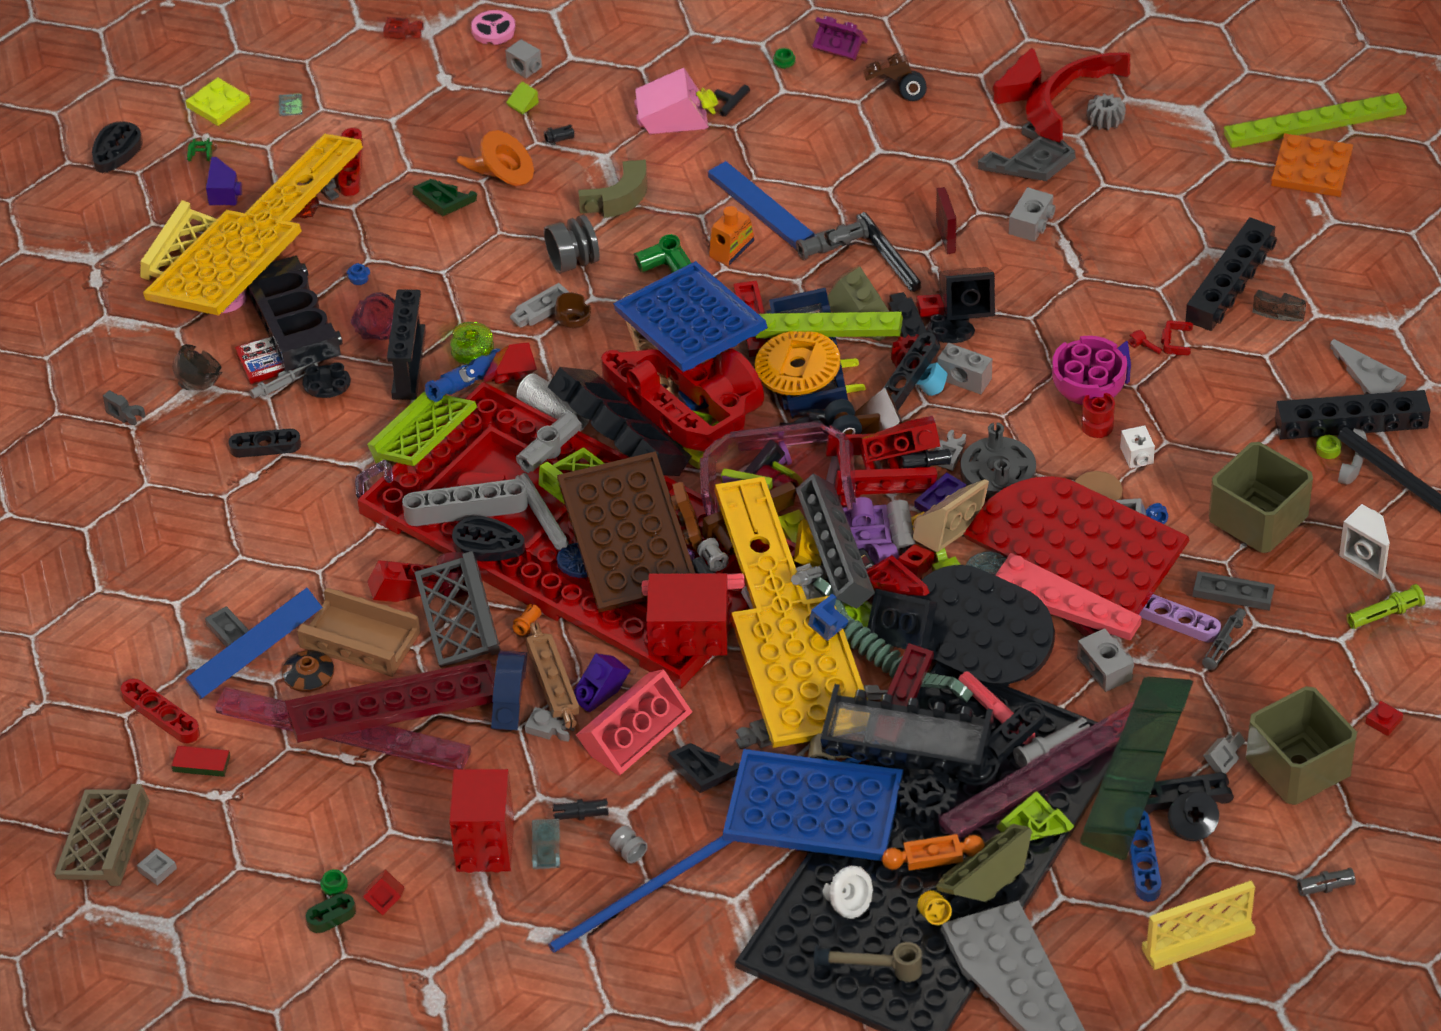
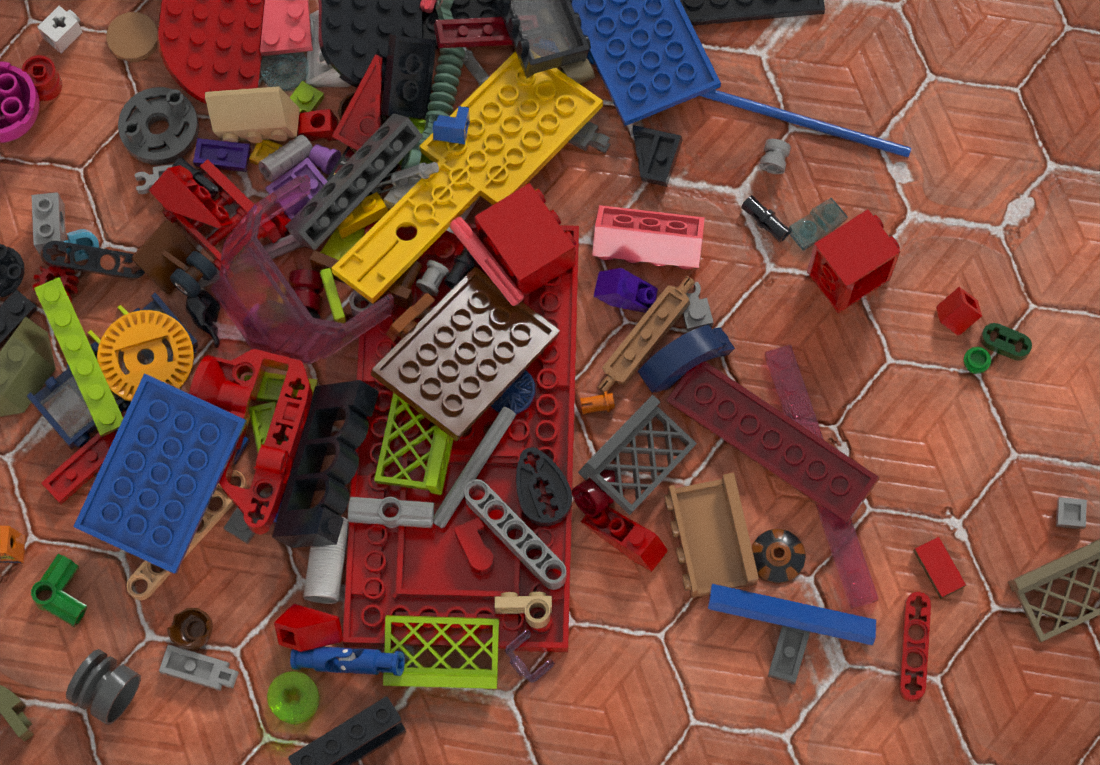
camera: 125 degrees left, 25 degrees up
(400, 483) = (513, 604): none -> tan plate

